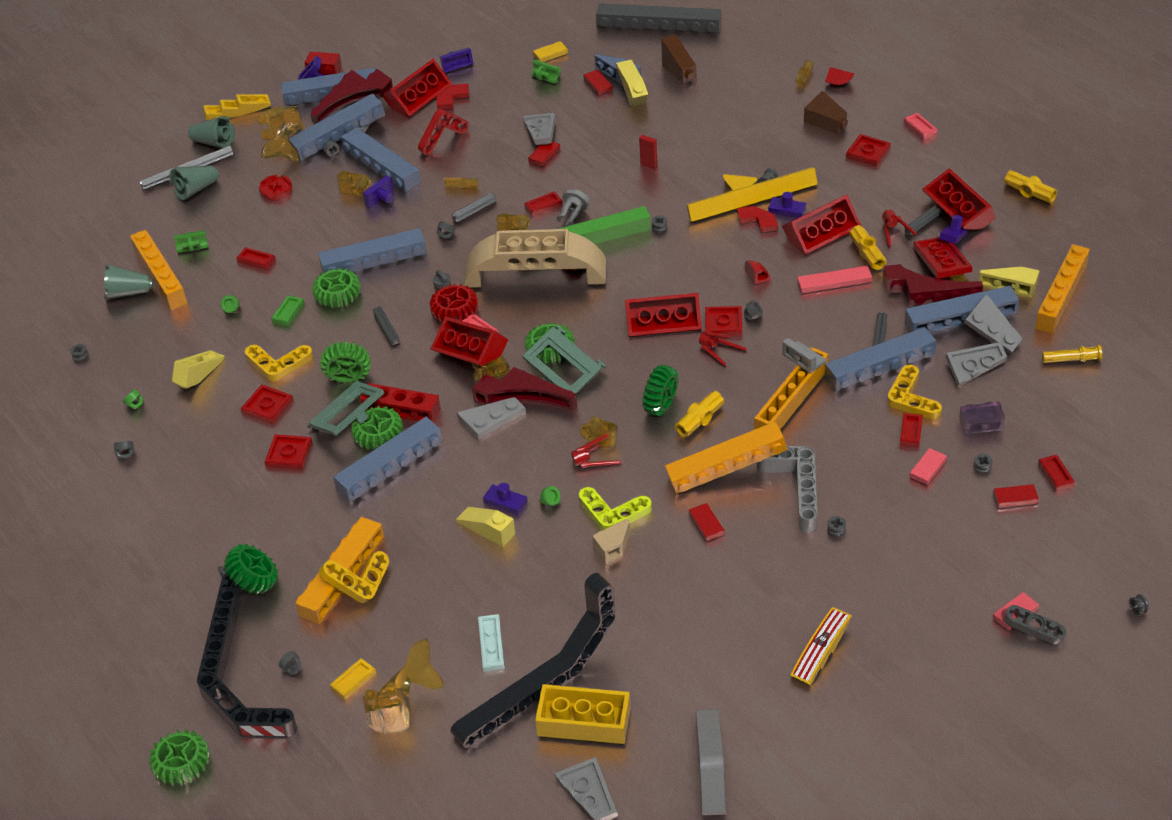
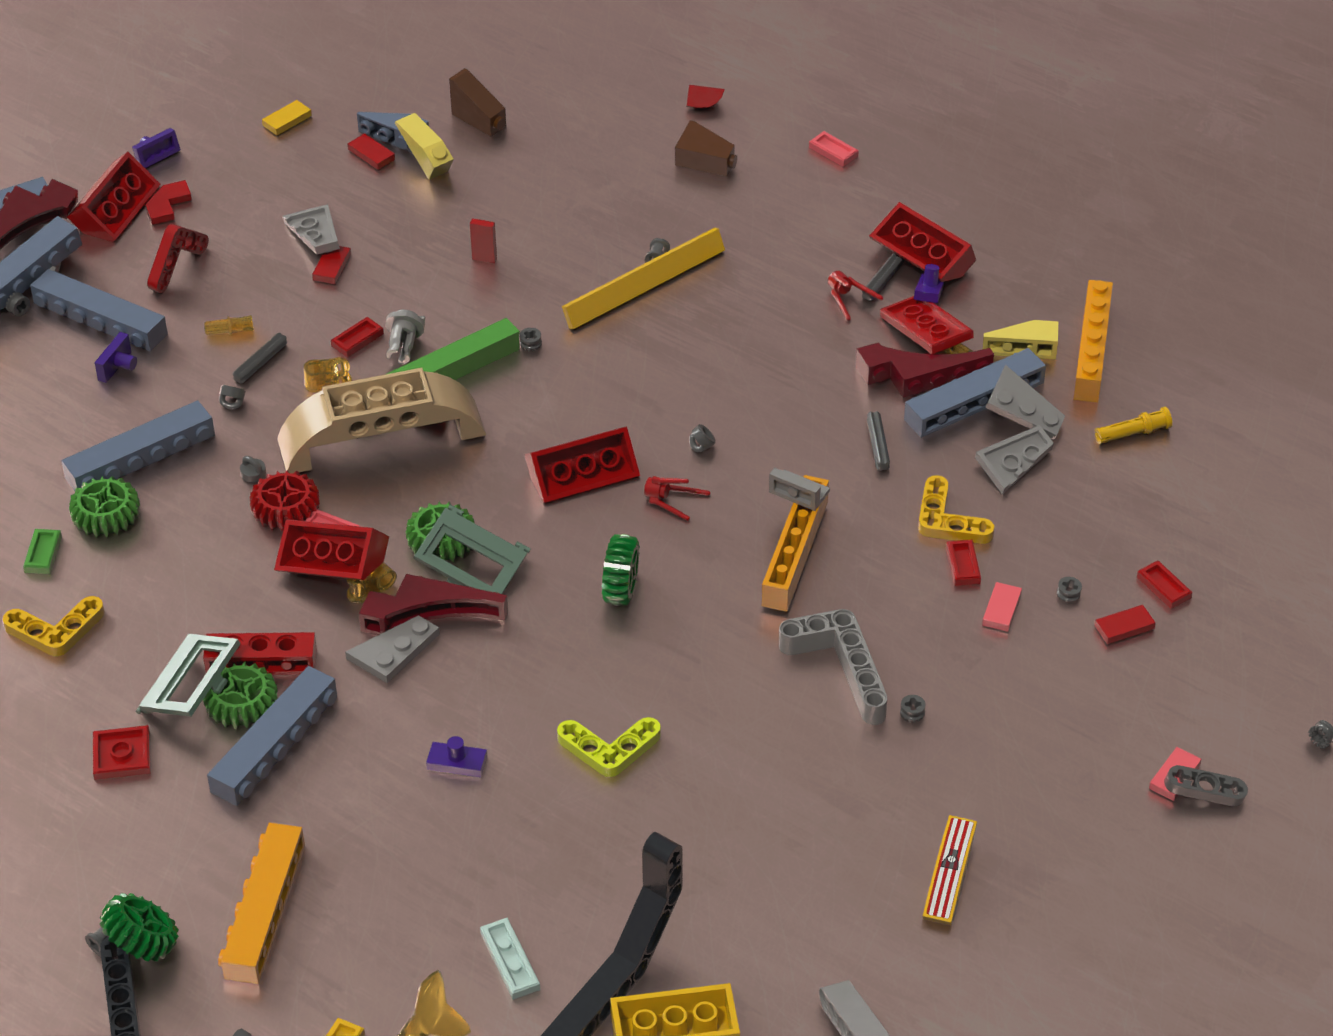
camera: 20 degrees left, 0 degrees up
(266, 404) = (63, 690): red tile -> none
(350, 362) = (163, 610): bright green gear -> none
(351, 184) = (69, 352): clear yellow piece -> none
(362, 582) = (304, 921): yellow beam -> none
(386, 325) = (196, 547): dark grey axle -> none
(489, 524) = (447, 796): light yellow slope -> none
(545, 71) = (291, 147): bright green hips -> none
(550, 496) = (519, 743): bright green tile -> none
(581, 454) = (542, 678): red plant -> none
(598, 427) = (559, 640): clear yellow piece -> none
(612, 542) = (625, 788): tan slope -> none
(658, 18) = (425, 47): dark grey brick -> none
(699, 414) = (680, 592): yellow piece -> none
(706, 522) = (741, 736): red tile -> none
(724, 320) = (666, 458): red tile -> none
(726, 457) = (742, 645): light orange brick -> none
(738, 182) = (620, 264): yellow slope -> none
(757, 272) = (687, 384): red brick -> none
(766, 220) = (652, 305): red tile -> none
(787, 206) = (696, 287): dark purple tile -> none
(804, 72) = (653, 97): clear yellow axle -> none
(822, 225) = (753, 305): red slope -> none
(834, 279) = (793, 377): coral tile -> none
(867, 247) = (824, 327): yellow piece -> none
(868, 150) = (776, 192): red tile -> none
(880, 359) = (892, 475): sand blue brick -> none
(982, 417) = (1049, 529): clear purple brick -> none
(1030, 186) = (1005, 210): yellow piece -> none

